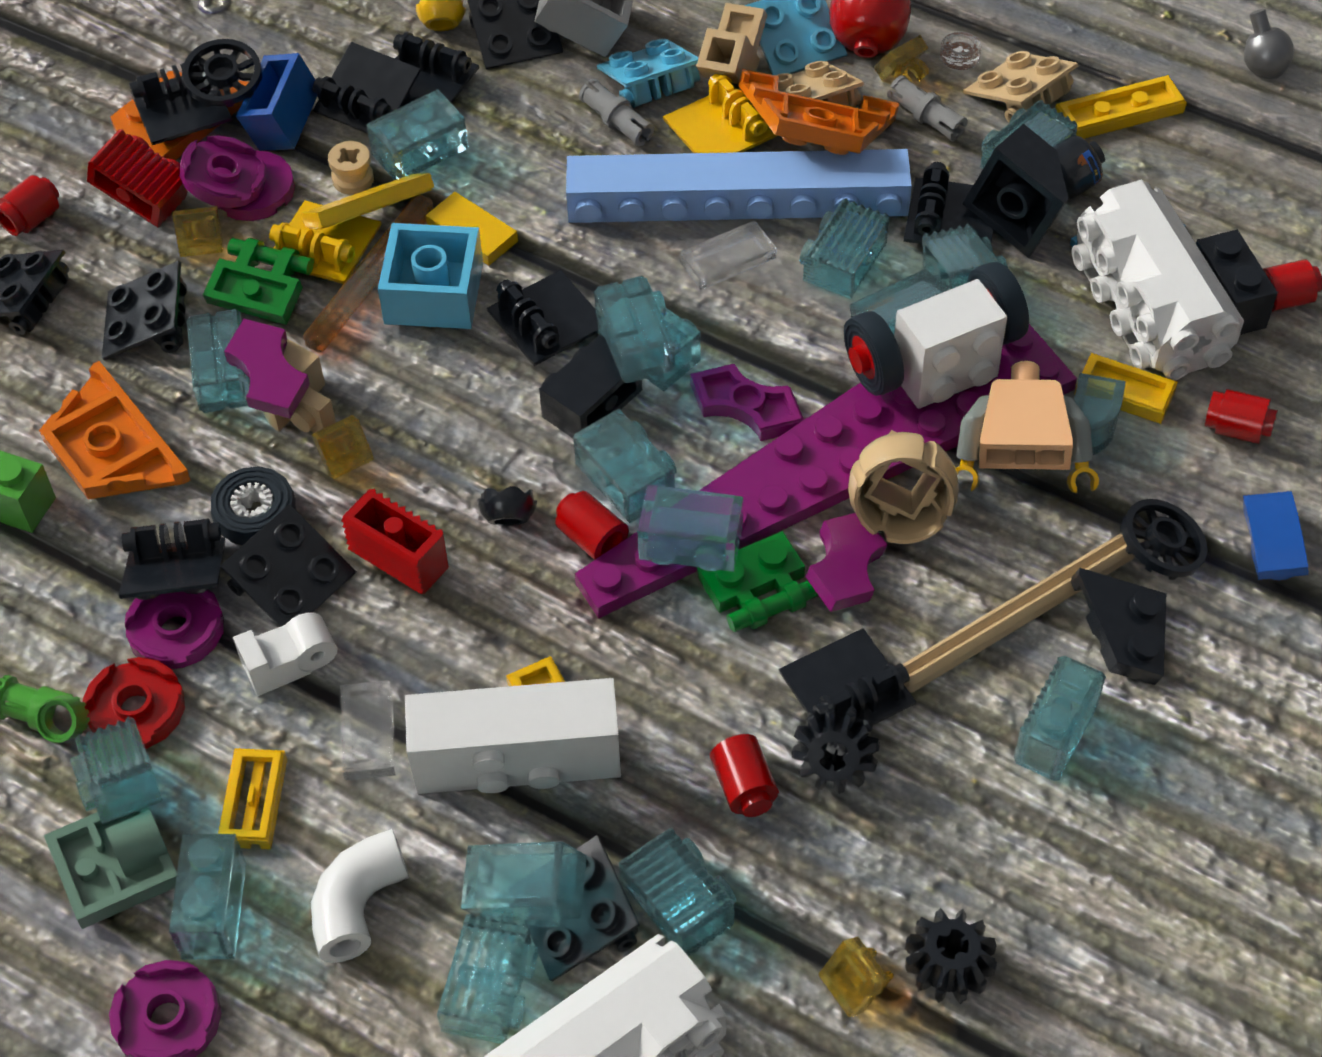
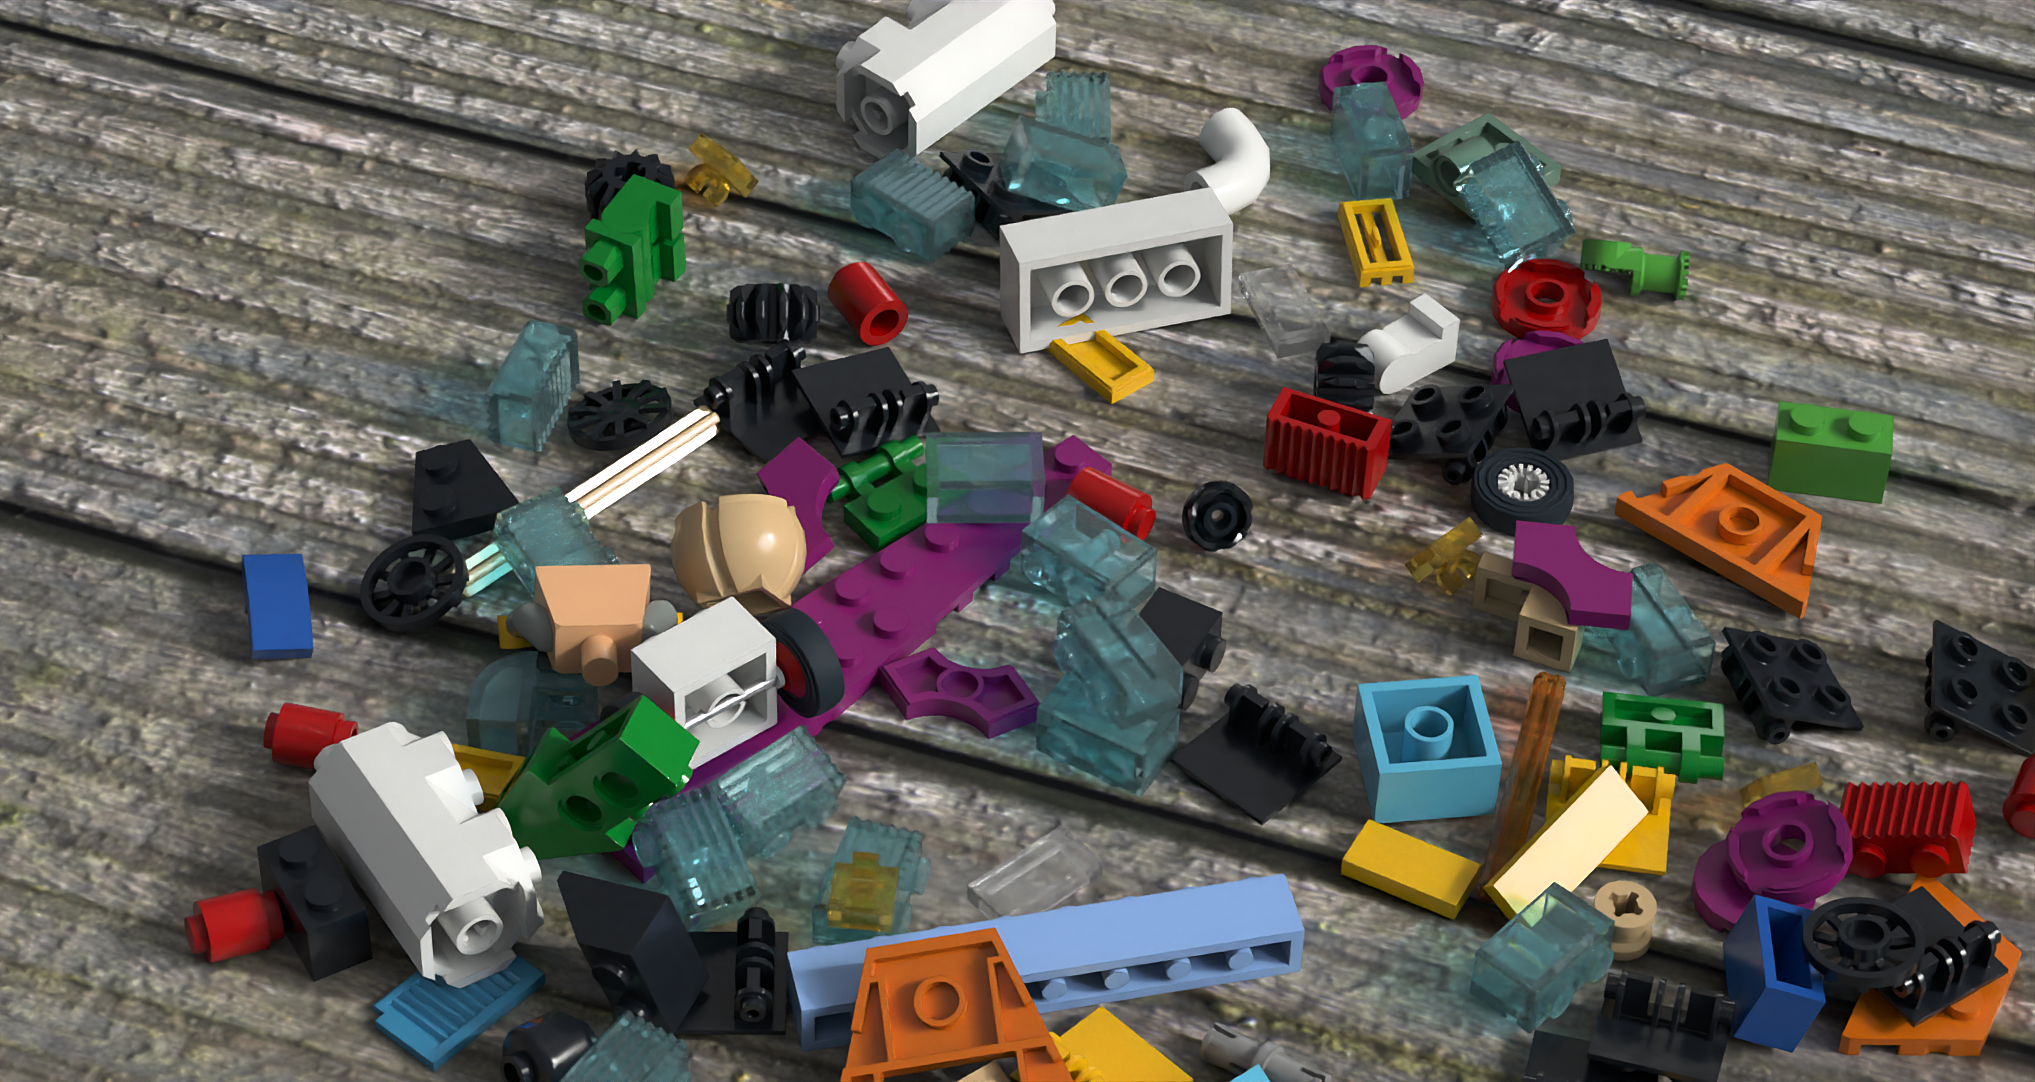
camera: 165 degrees right, 10 degrees down
(360, 590) = (1345, 374): none -> black gear
(767, 659) = (867, 401): none -> black hinge
(855, 201) = (863, 894): none -> clear yellow tile
(950, 855) = (632, 250): none -> green hips
(983, 688) = (620, 416): none -> black wheel
(1049, 526) = (547, 533): none -> clear light blue brick
(1058, 288) = (596, 788): none -> green brick

